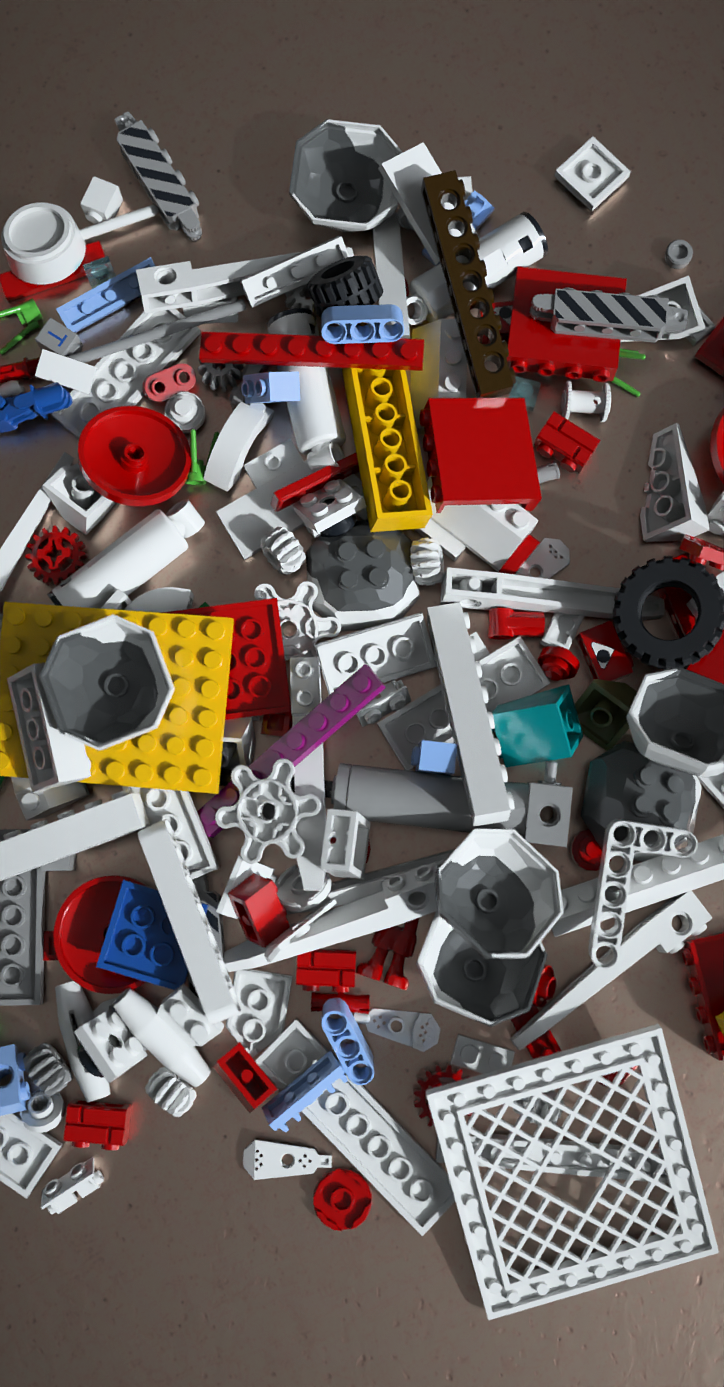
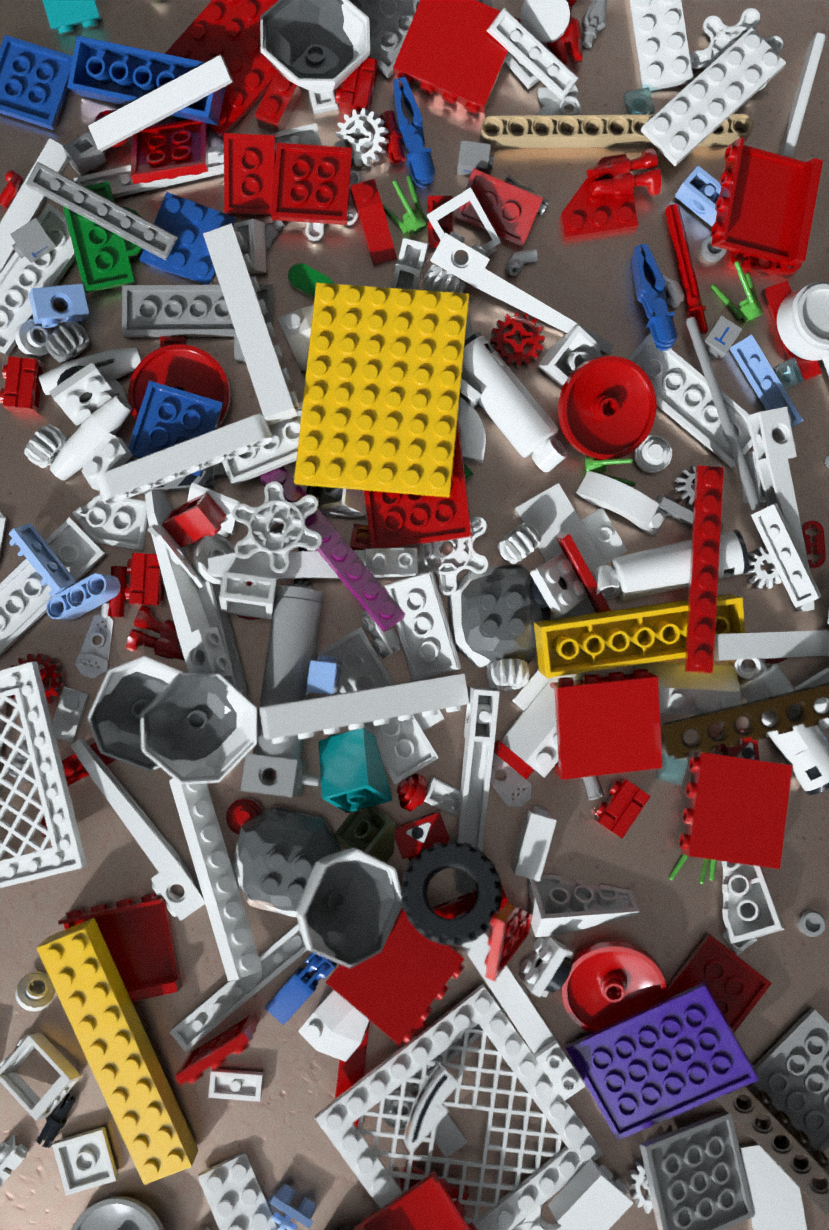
camera: 90 degrees right, 5 degrees up
(48, 754) = (353, 335): white slope -> none
(66, 371) = (689, 344): white tile -> none
(106, 682) = (385, 383): dark grey rock -> none
(170, 382) = (681, 440): plate -> none
(244, 1077) = (55, 509): red brick -> none
(271, 387) = (670, 532): light blue brick -> none
(280, 246) = (817, 544): none -> red beam
(345, 283) = (766, 600): black tyre -> none
(373, 332) = (726, 615): light blue beam -> none
(507, 624) = (450, 749): red piece -> none
(546, 987) = (124, 770): red plate -> none
(582, 401) = (661, 823): white hose -> none
(608, 314) = (739, 849): light grey hinge -> none
(609, 532) = (533, 843): none -> white window
(621, 878) = (211, 836): white beam -> none

